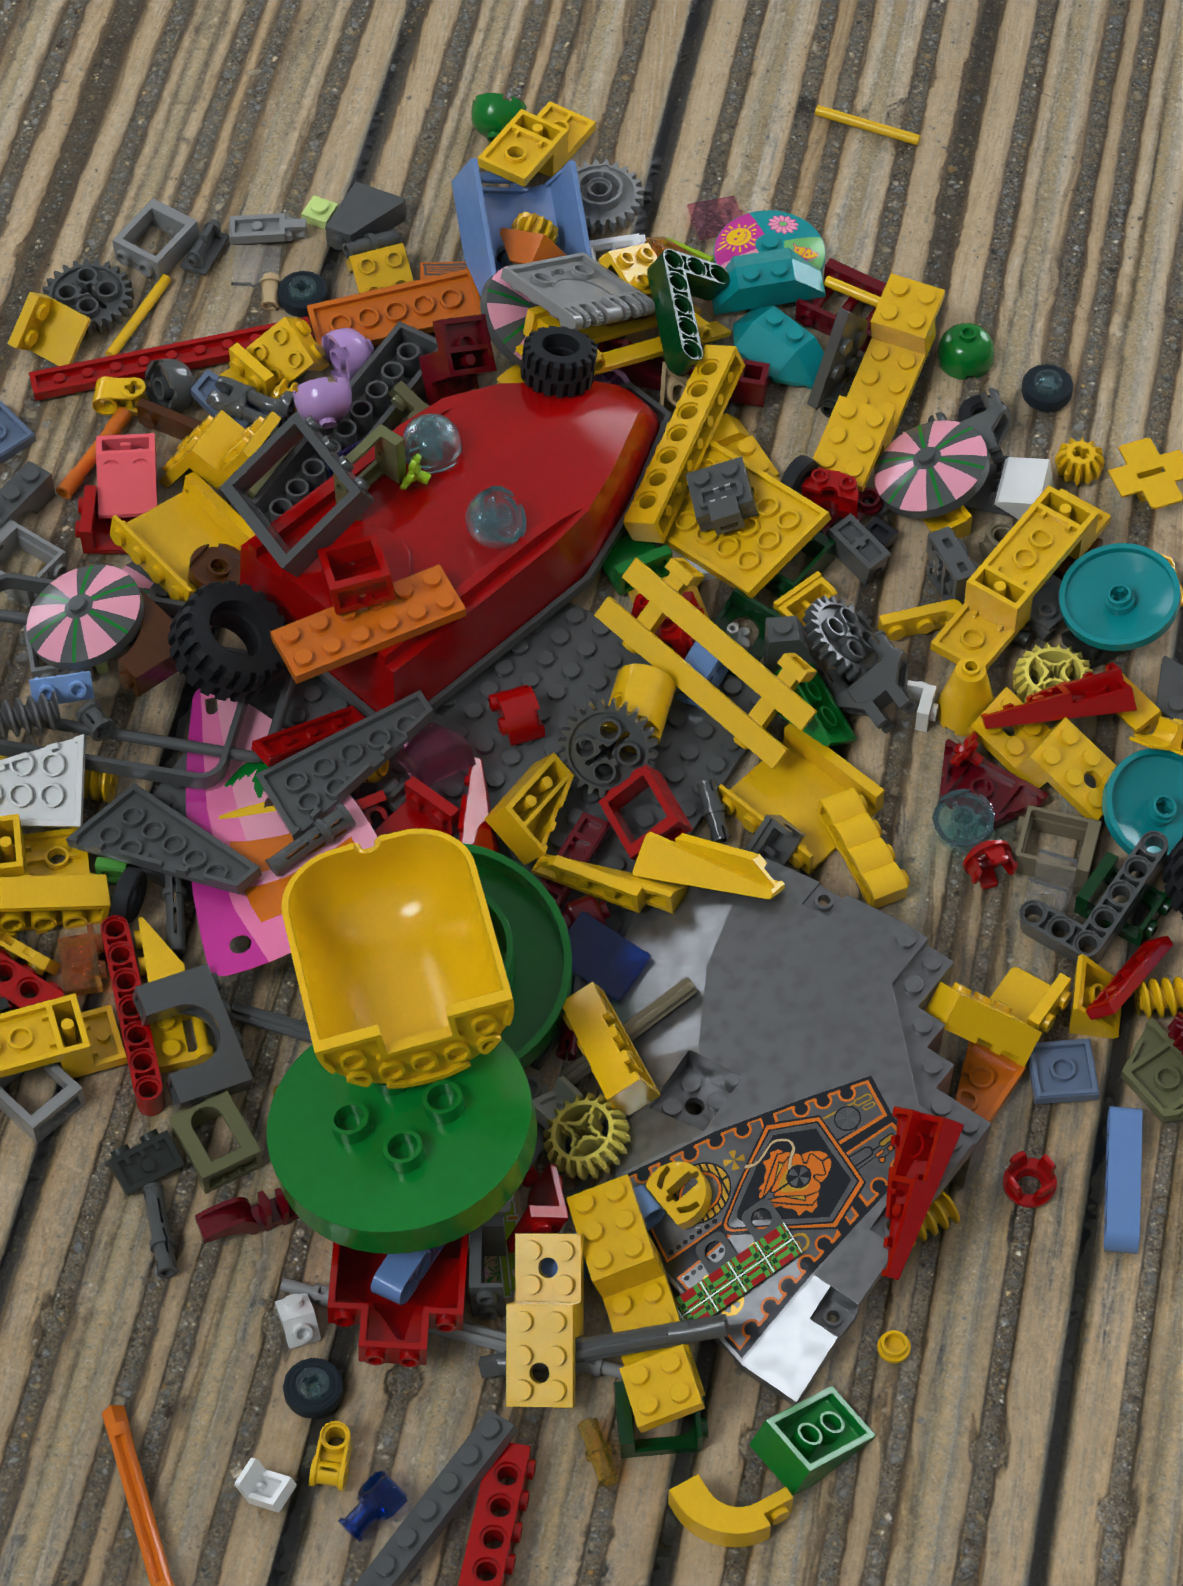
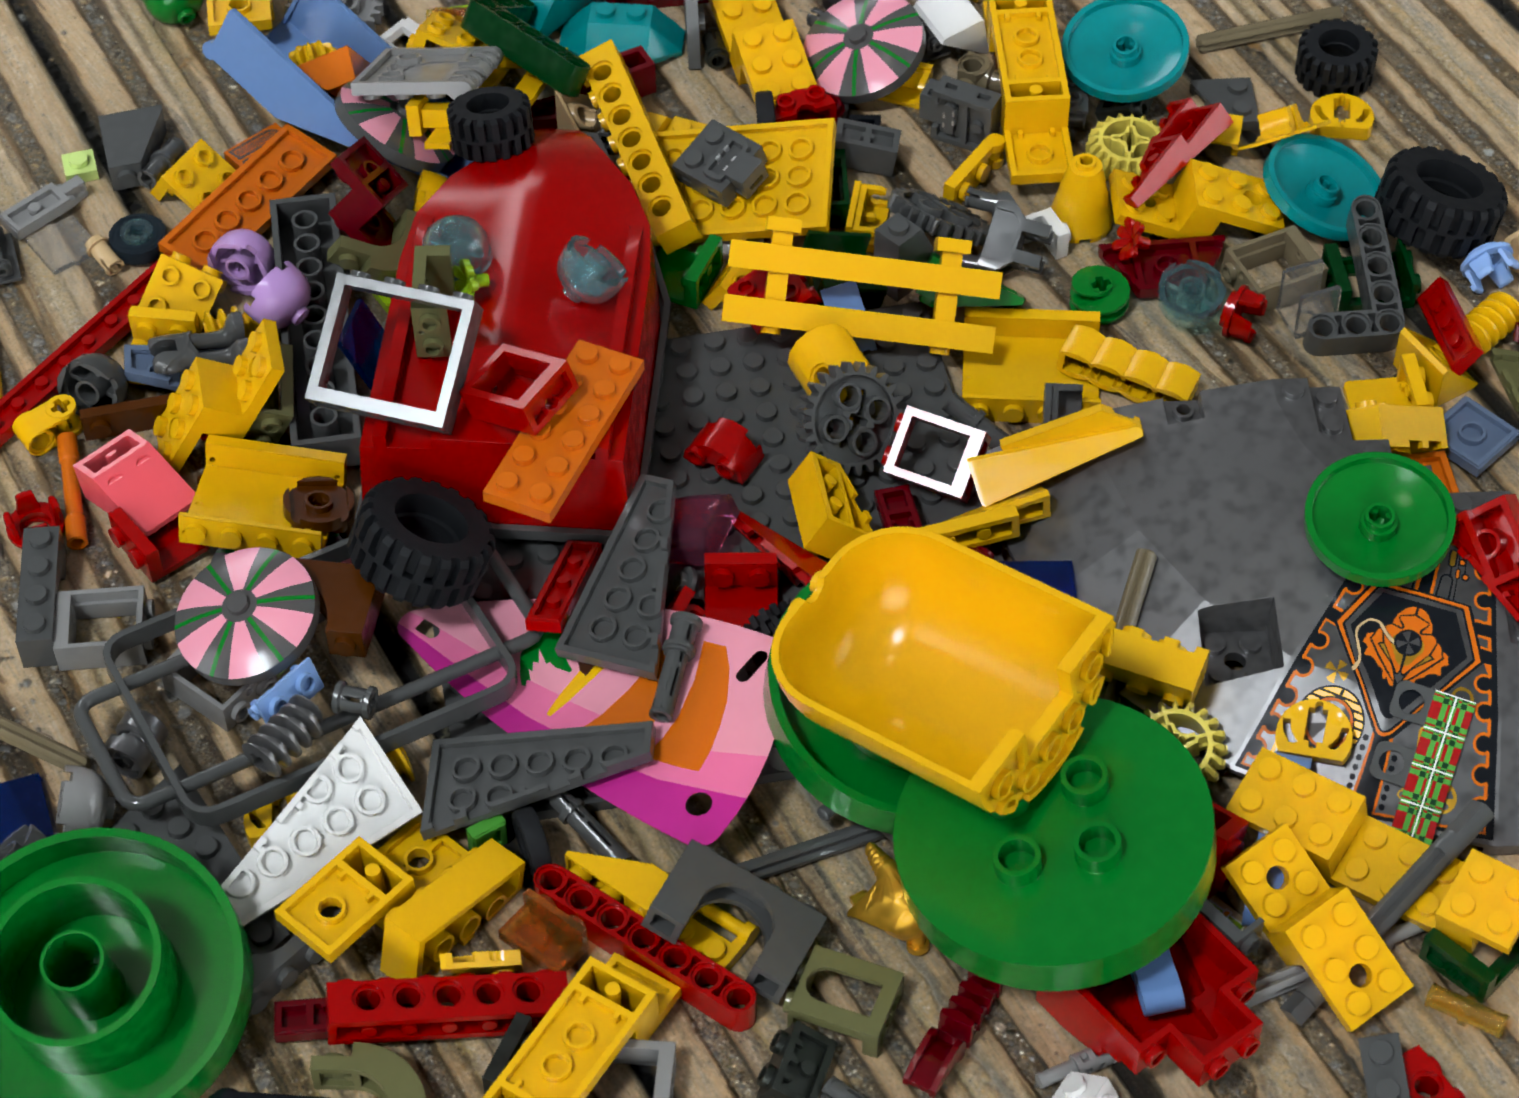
camera: 40 degrees left, 5 degrees down
(52, 450) = (30, 511): none -> red piece
(849, 1073) = (1379, 519): none -> green dish
(907, 777) = (1100, 290): none -> green piece

